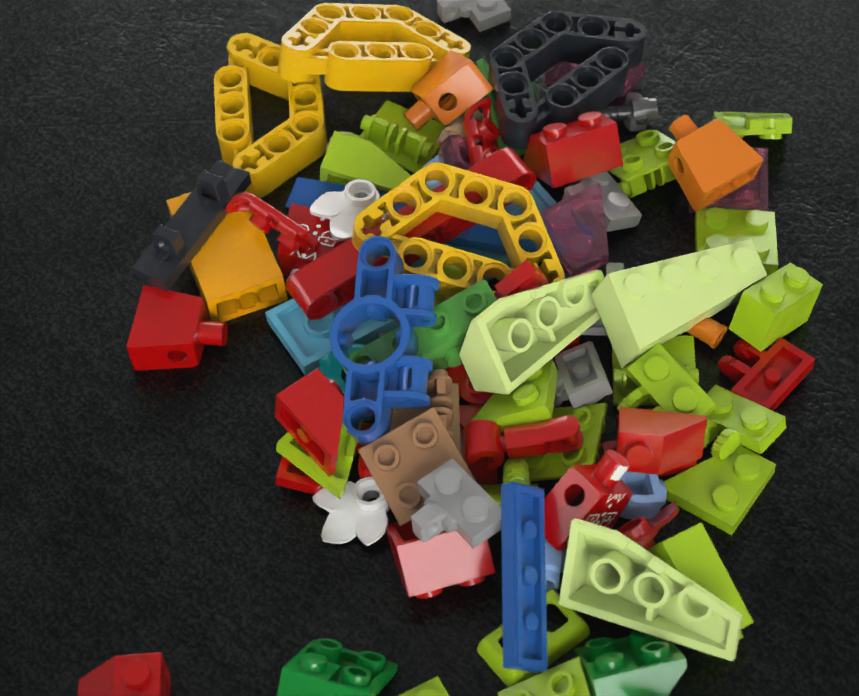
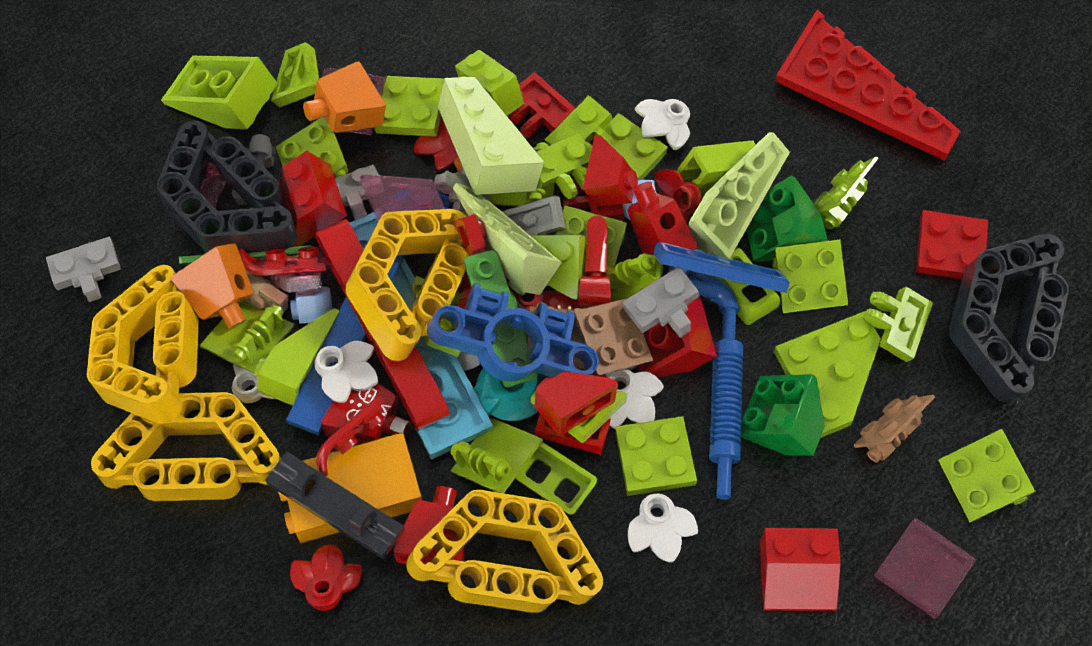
camera: 90 degrees left, 10 degrees up
(103, 445) = (557, 584): none -> yellow piece
(123, 243) = (325, 572): none -> red plate
(179, 557) = (662, 532): none -> white plate
(229, 435) = (561, 469): none -> lime piece
(259, 368) = (495, 456): none -> lime hinge
(278, 547) = (655, 456): none -> lime plate
(365, 617) = (726, 383): none -> blue piece
(713, 66) = (222, 89): none -> lime slope
(768, 515) = (662, 120): none -> white plate

